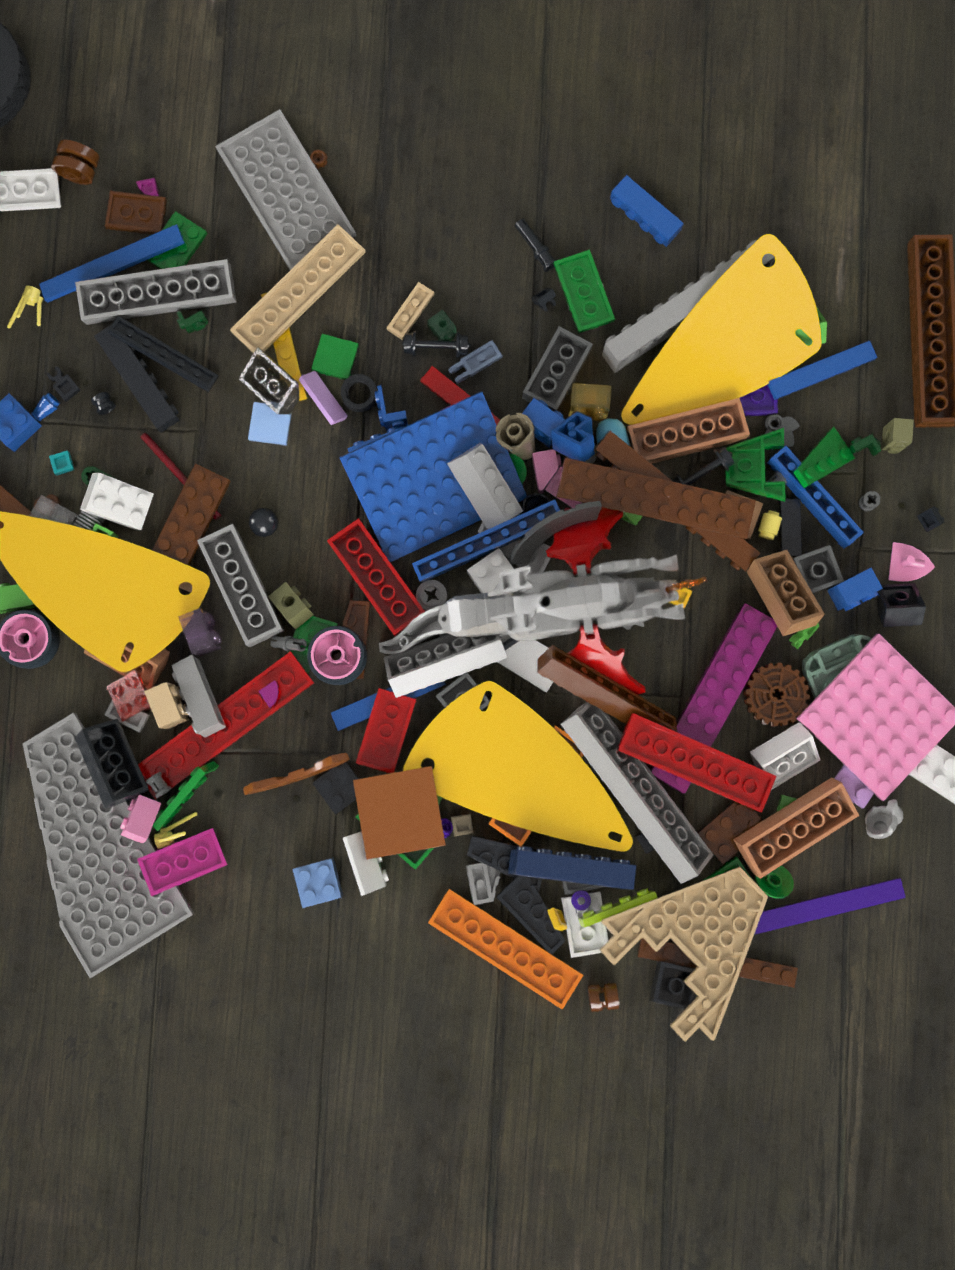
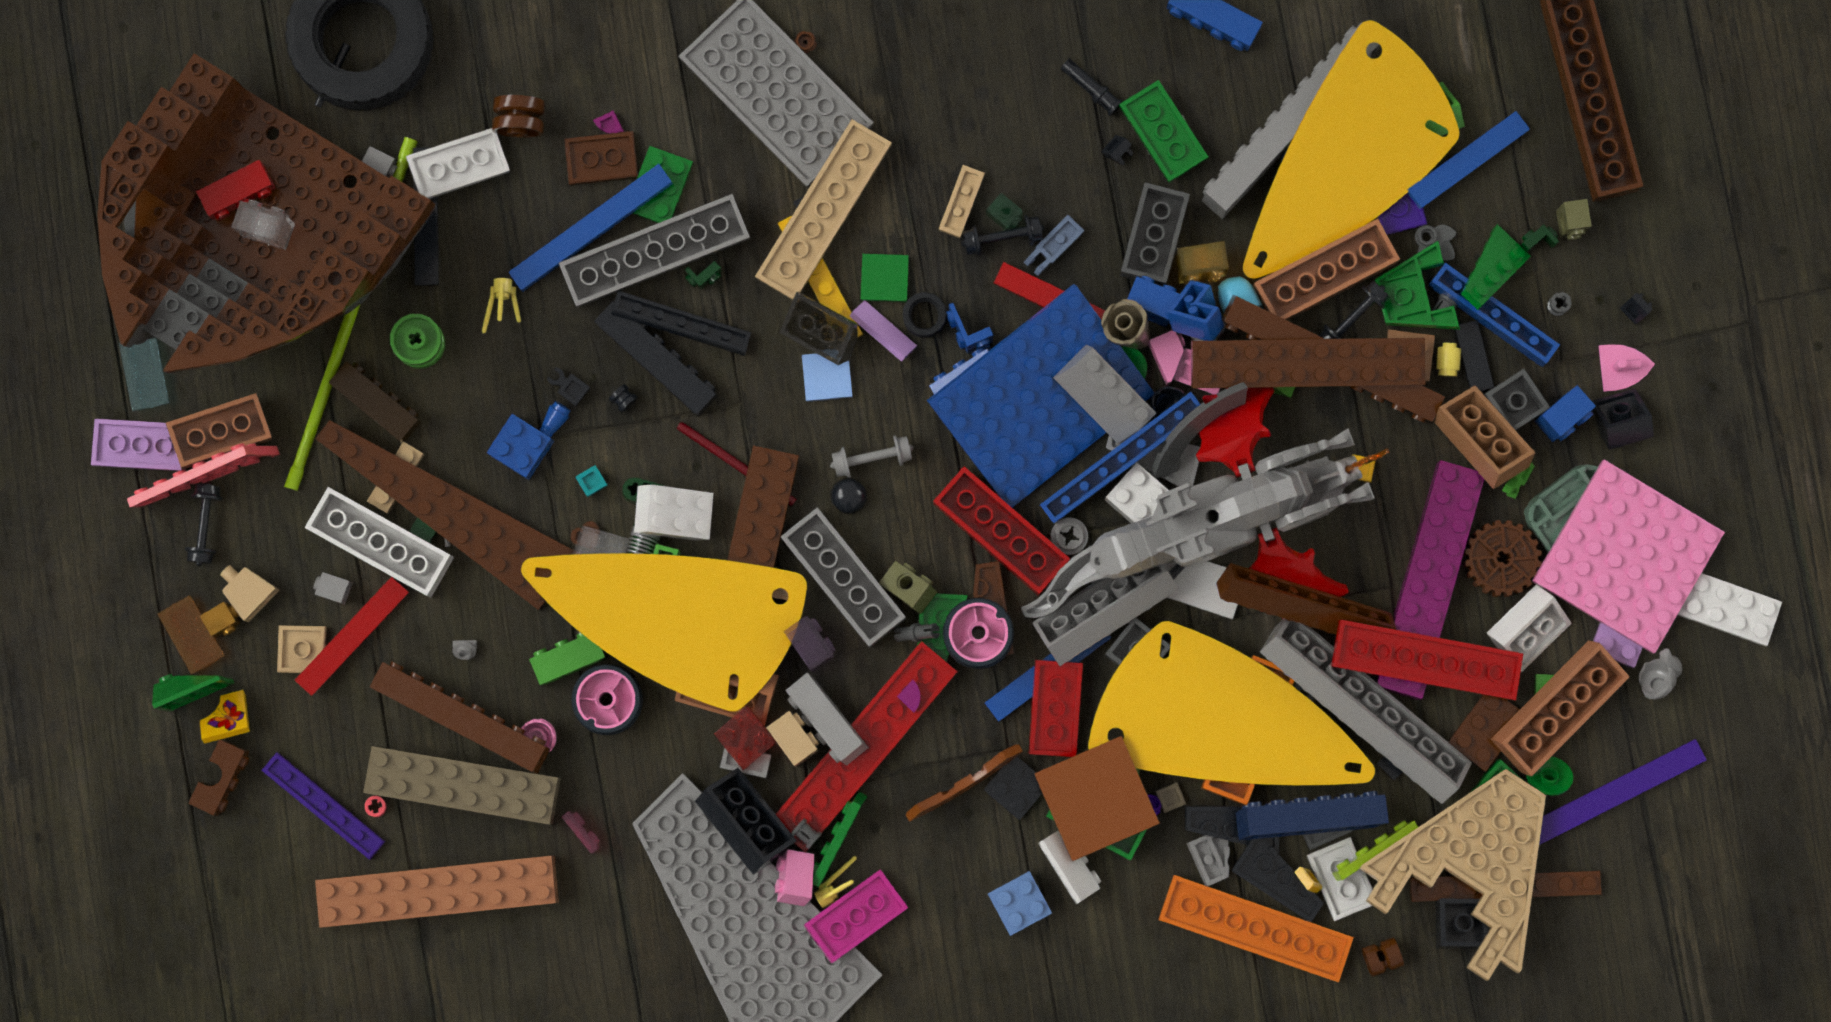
camera: 10 degrees left, 0 degrees up
(264, 494) = (901, 450): none -> light grey piece
(574, 900) = (1323, 851): dark purple plate -> none

